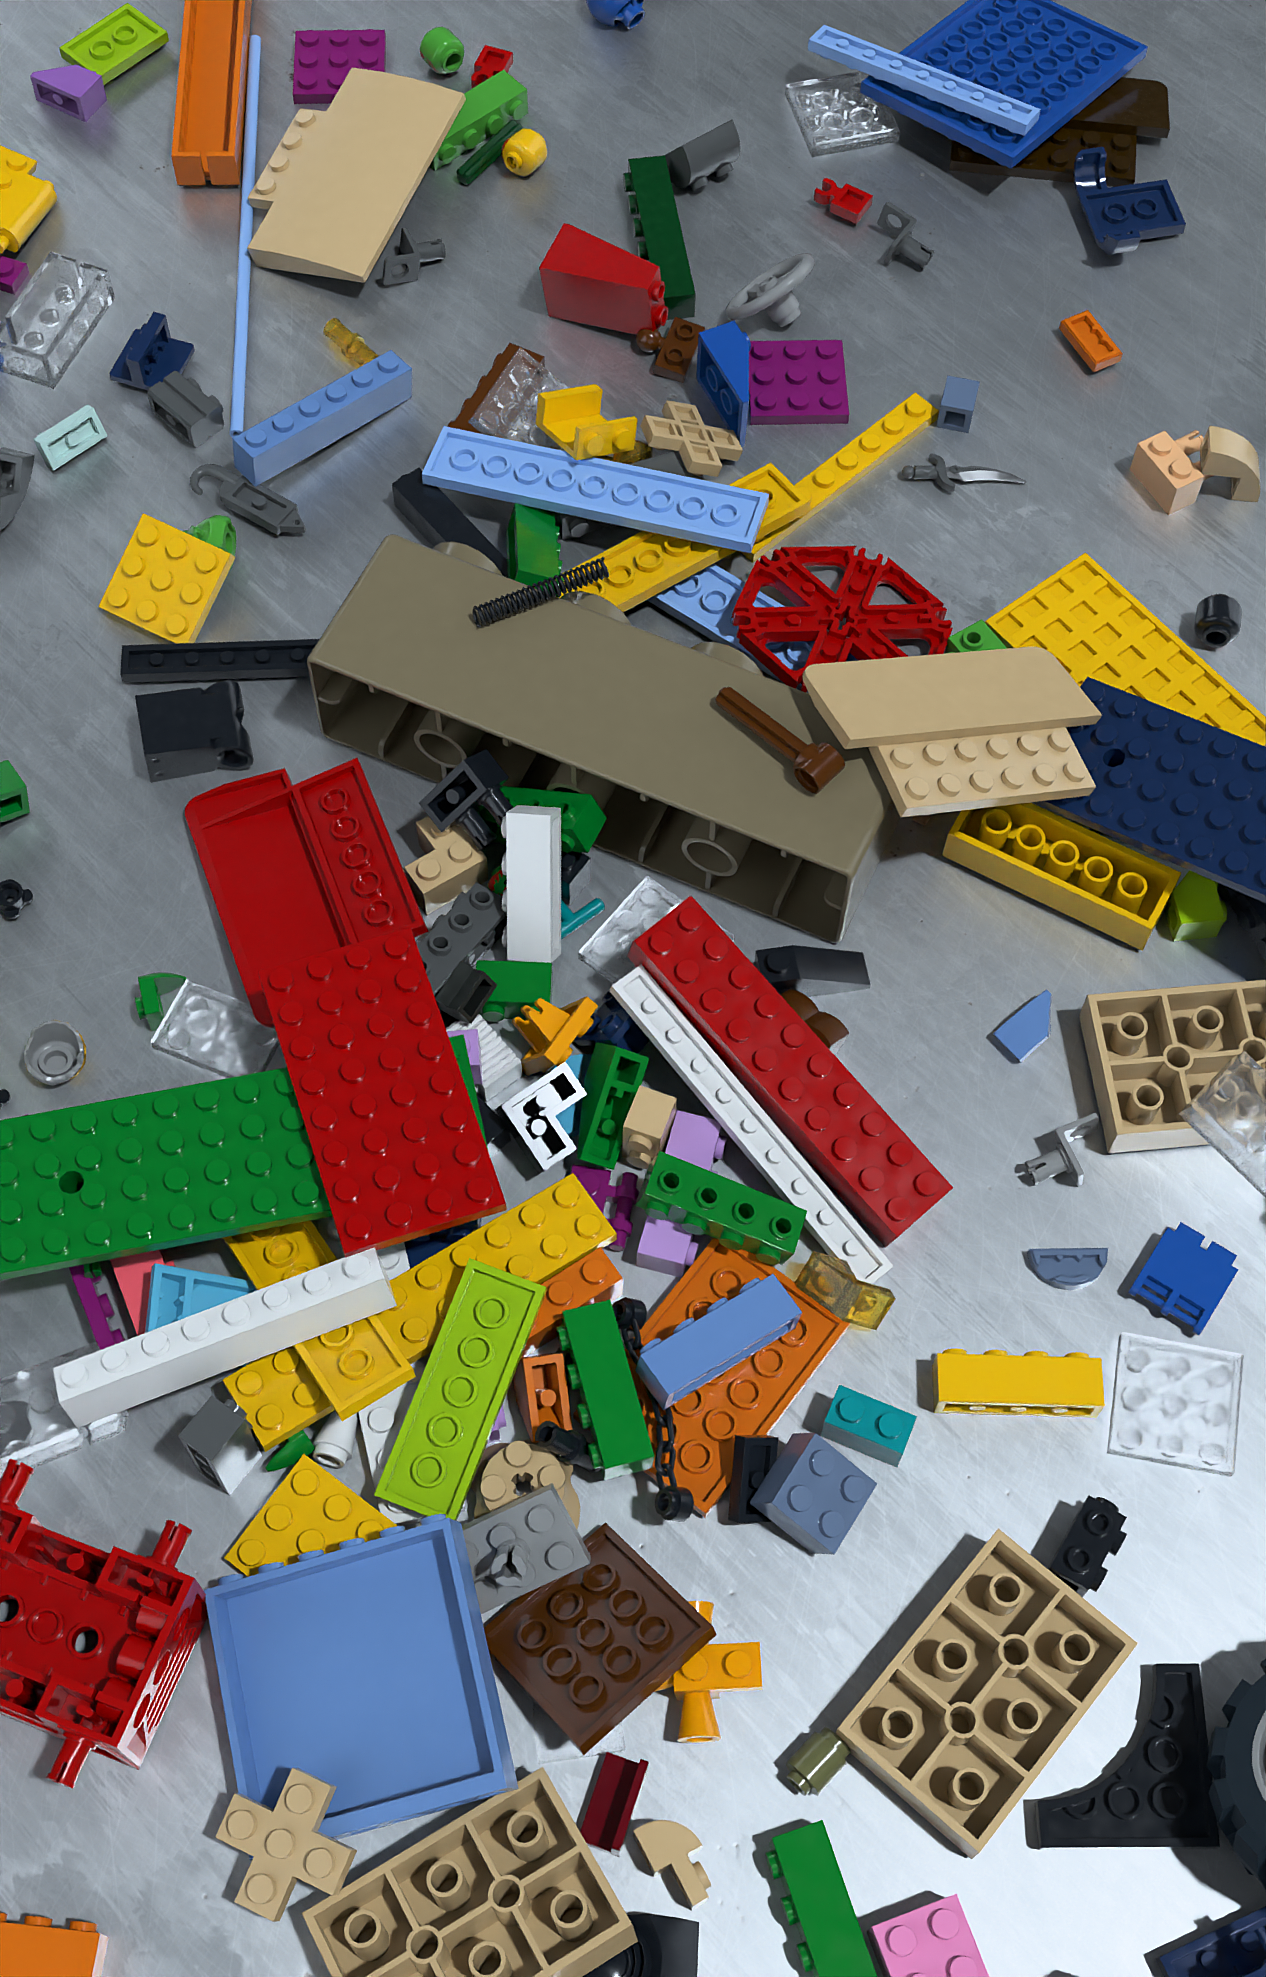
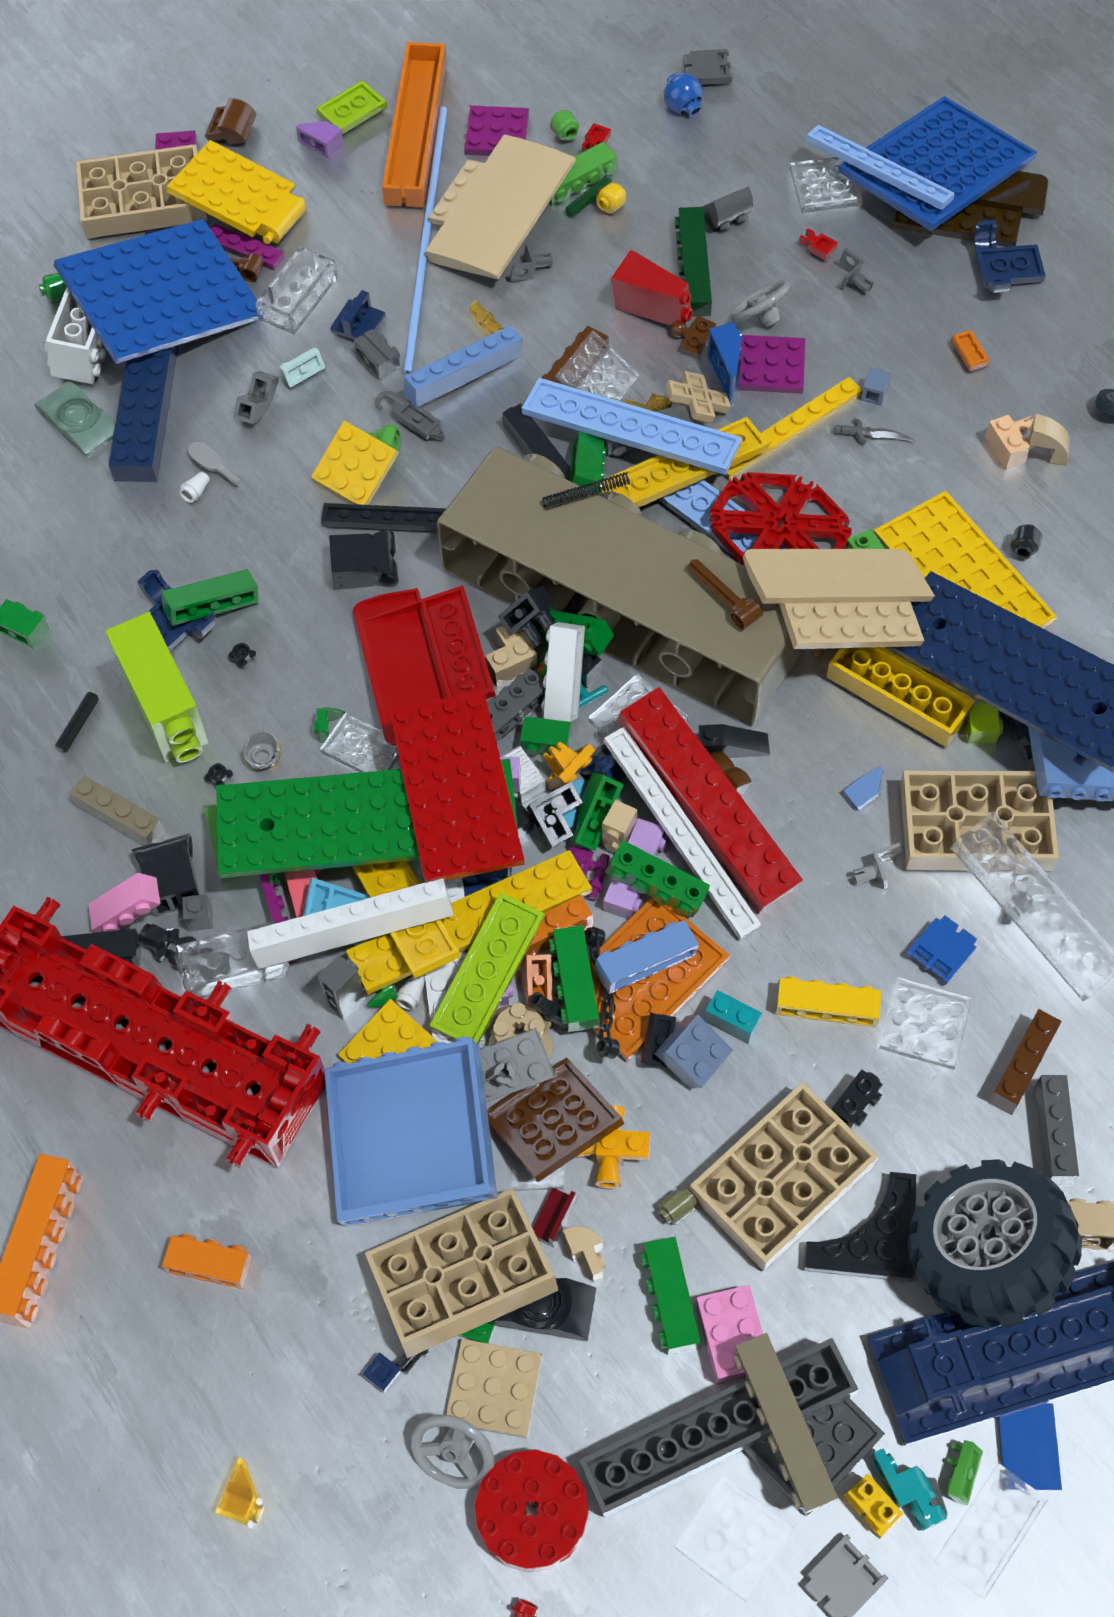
camera: 10 degrees right, 0 degrees up
(285, 1844) = (359, 1214): tan plate -> none
(465, 993) = (514, 735): pearl dark grey piece -> none
(576, 425) = (625, 384): yellow panel -> none
(838, 1290) = (723, 933): clear yellow slope -> none
(1068, 1267) = (871, 936): sand blue tile -> none

